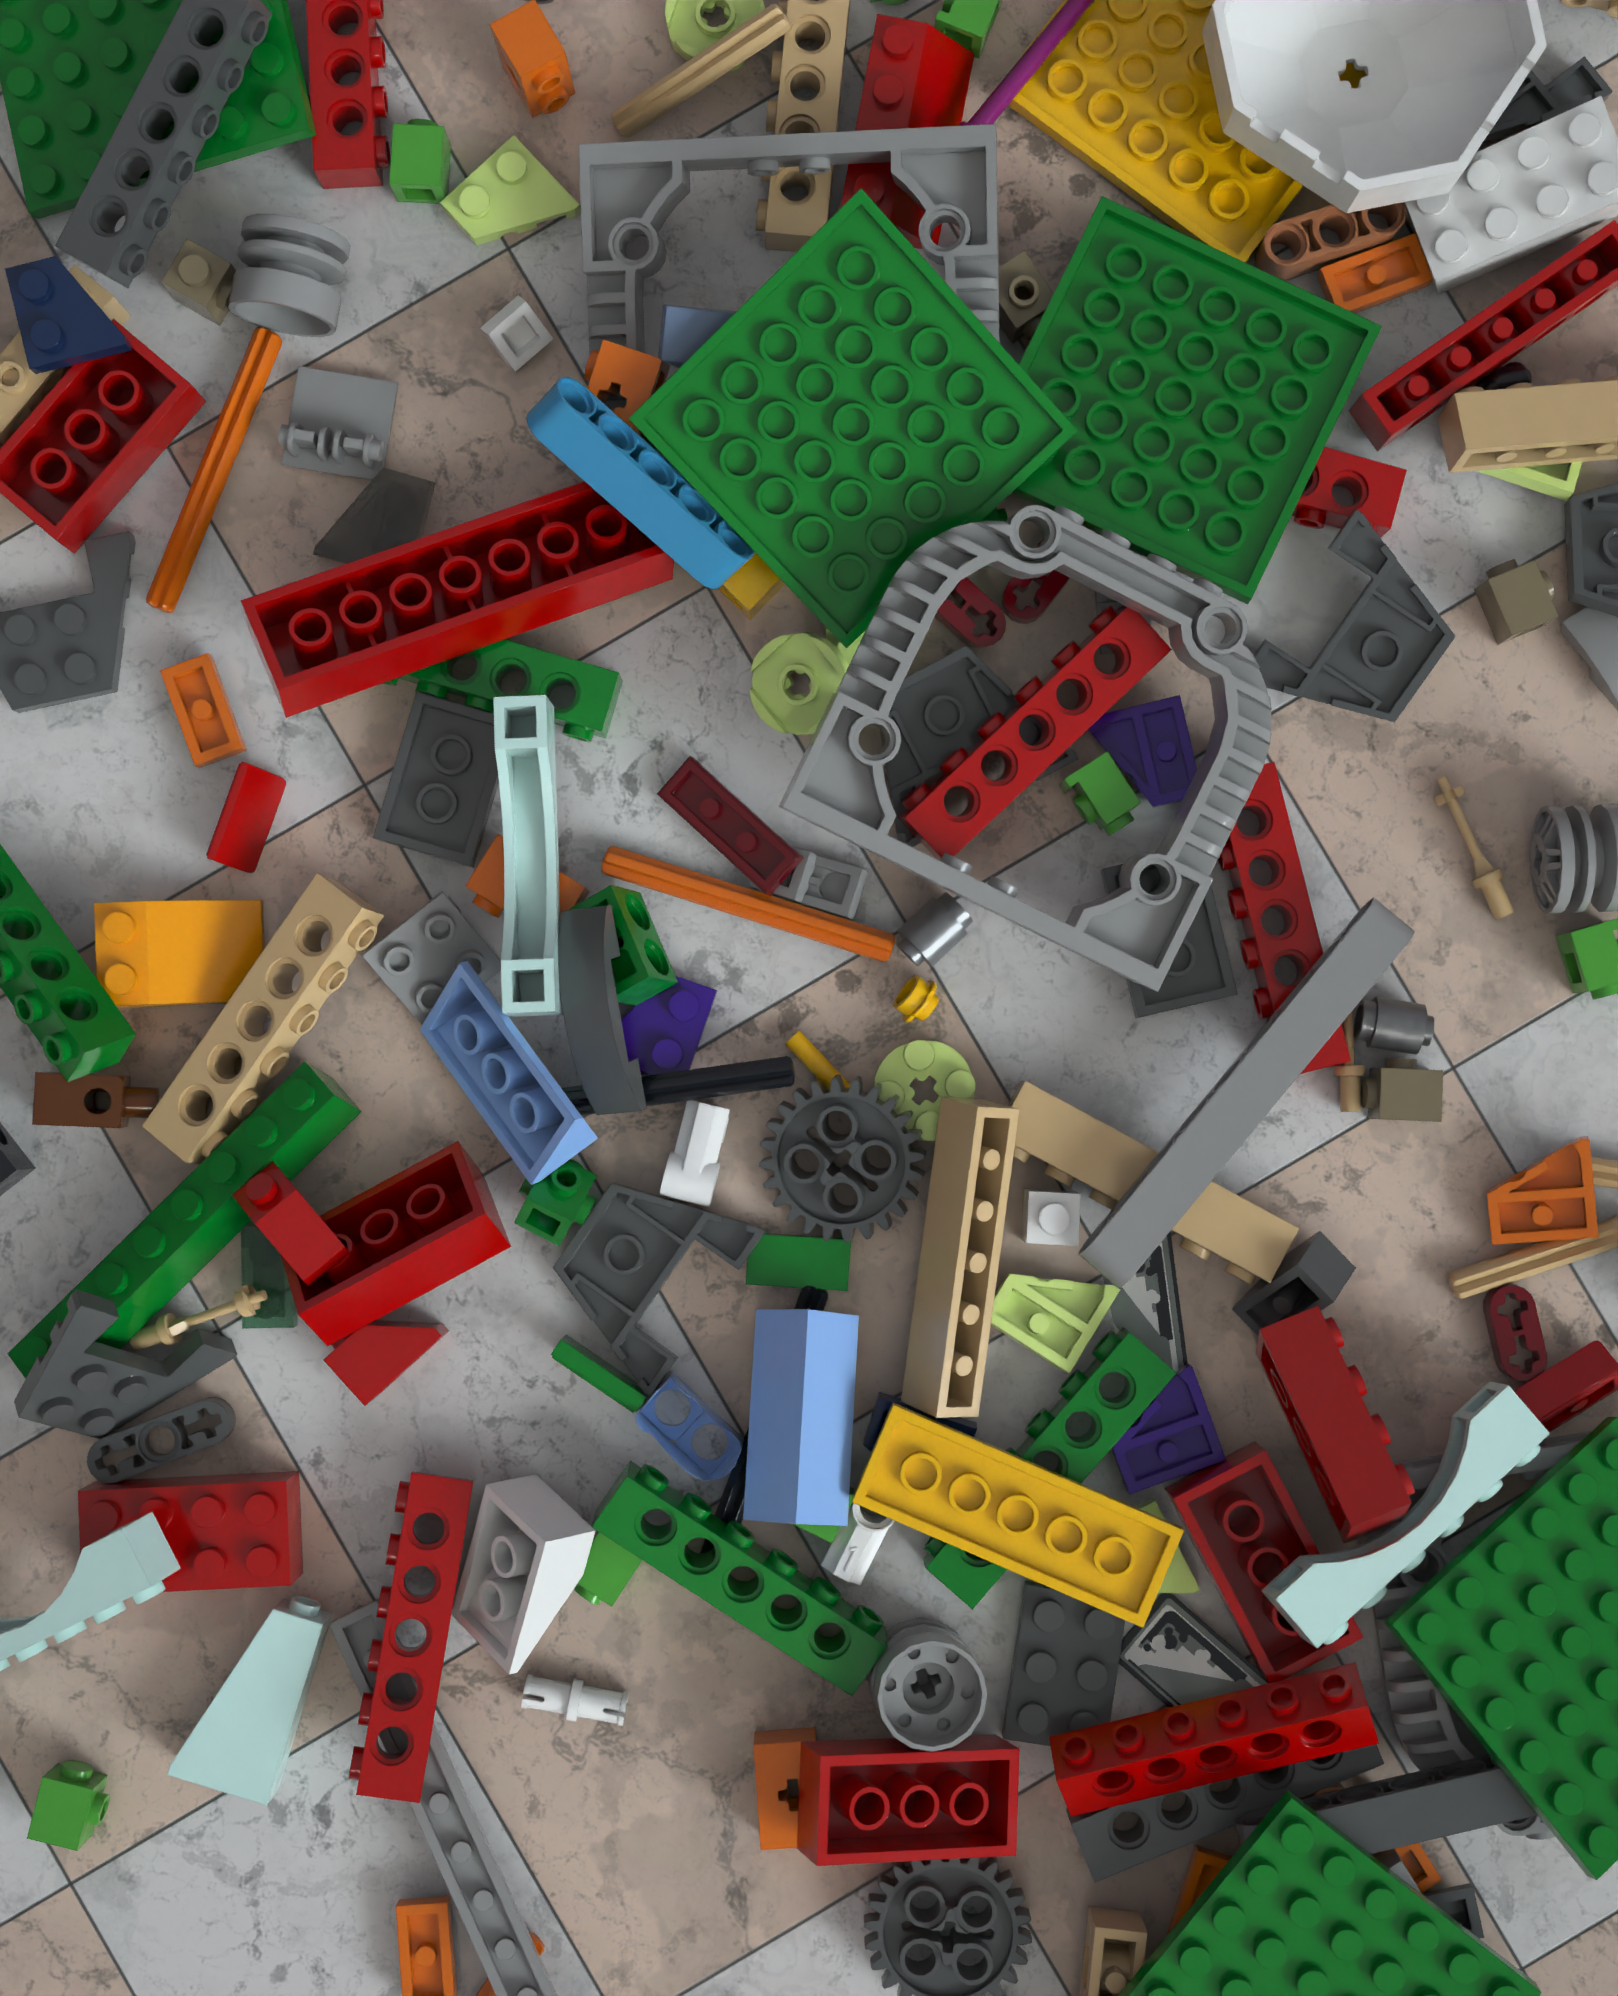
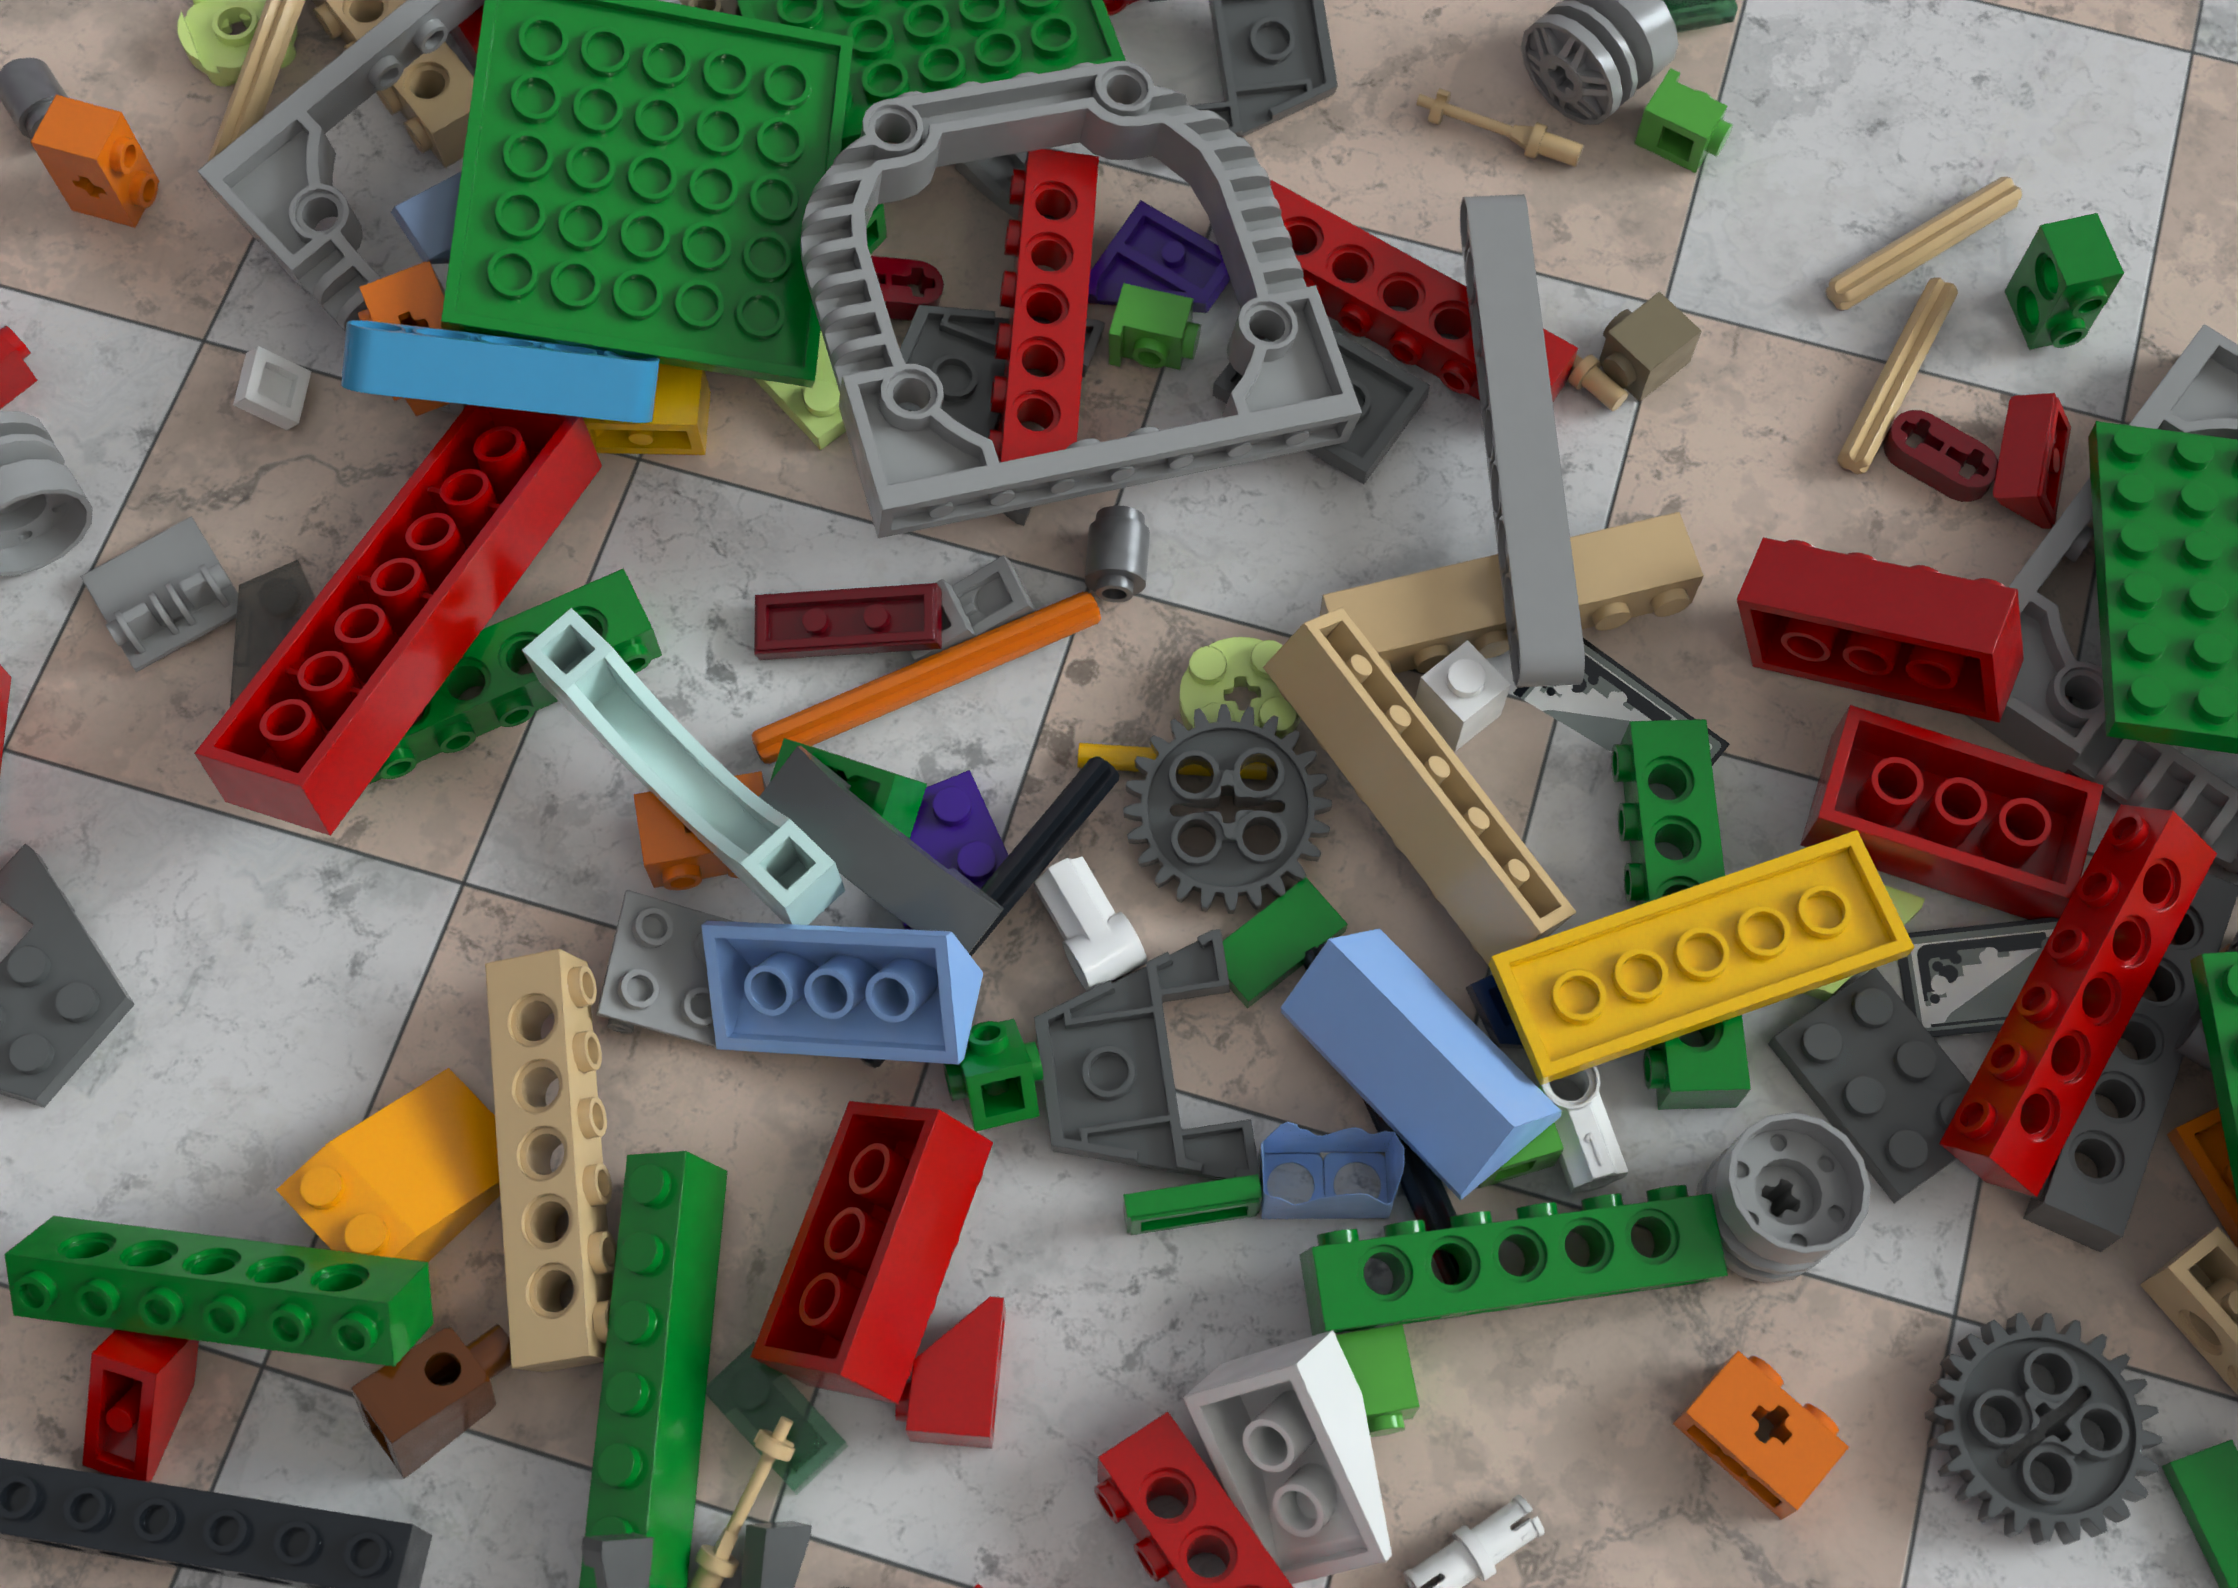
camera: 45 degrees left, 20 degrees down
(203, 710) = (240, 939): orange plate -> none
(214, 470) = (70, 731): orange axle -> none
(246, 818) = (369, 1001): red slope -> none
(290, 1223) = (750, 1311): red slope -> none
(420, 162) = (59, 326): bright green brick -> none
(441, 781) = (538, 806): dark grey plate -> none
(507, 196) = (165, 296): yellowish green wing -> none
(772, 681) = (774, 478): yellowish green plate -> none
(907, 1804) = (1876, 1316): red brick -> none
(916, 999) = (1158, 625): yellow plate -> none
(1048, 591) = (942, 218): dark red beam -> none
(1051, 1315) = (1552, 782): yellowish green wing -> none
(1169, 1436) = (1757, 790): dark purple wing -> none
(1305, 1279) = (1725, 549): dark grey slope -> none
(1393, 1025) = (1583, 302): flat silver brick -> none
(1483, 1445) = (2018, 534): light aqua arch -> none
(1546, 1199) = (1850, 325): orange wing -> none

